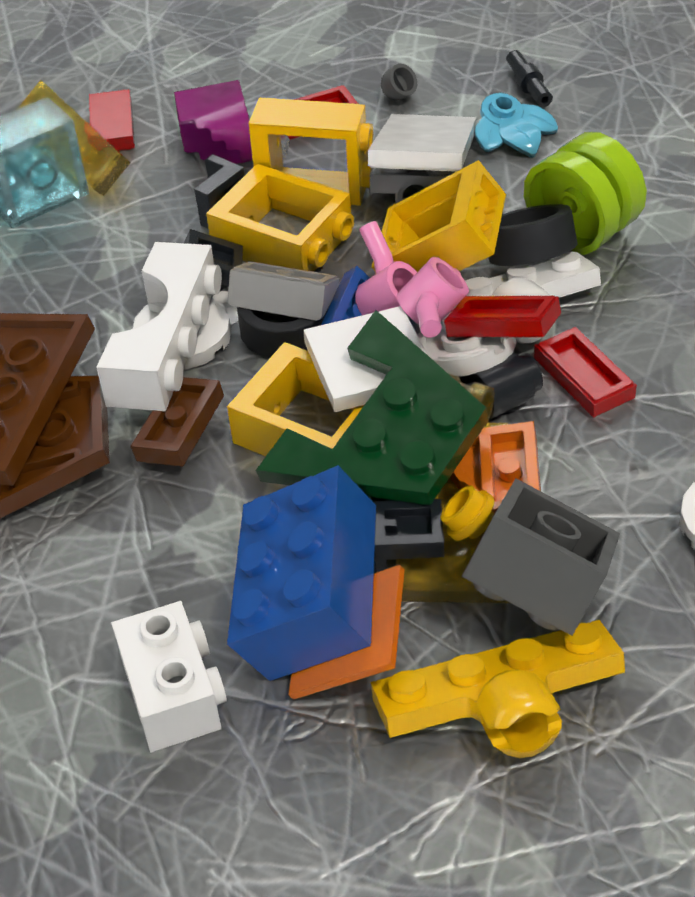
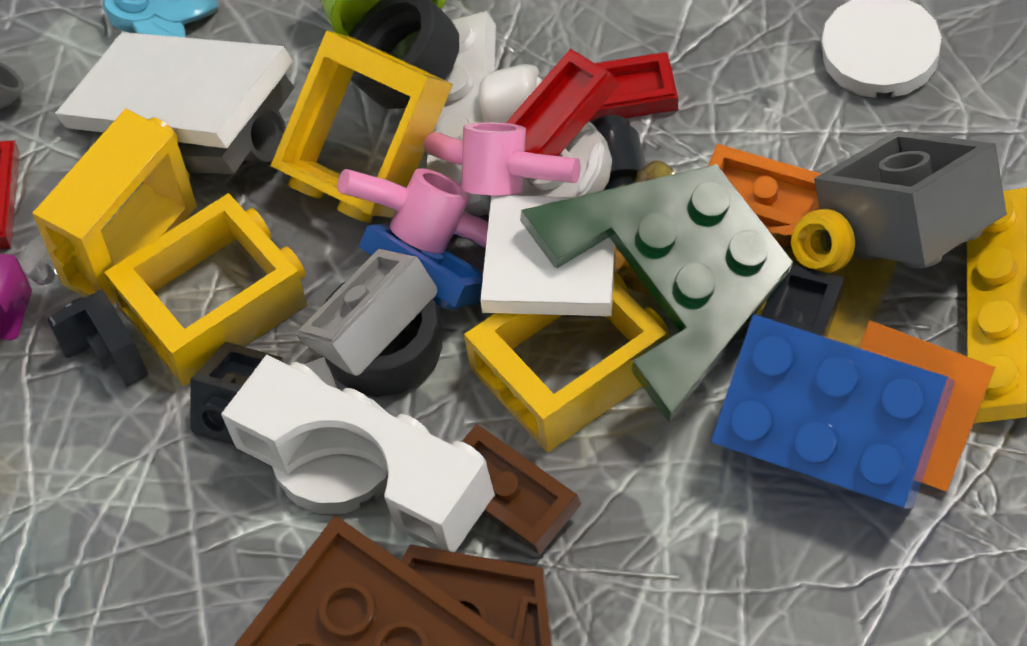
camera: 65 degrees left, 10 degrees up
(168, 676) = (894, 588): white brick -> none

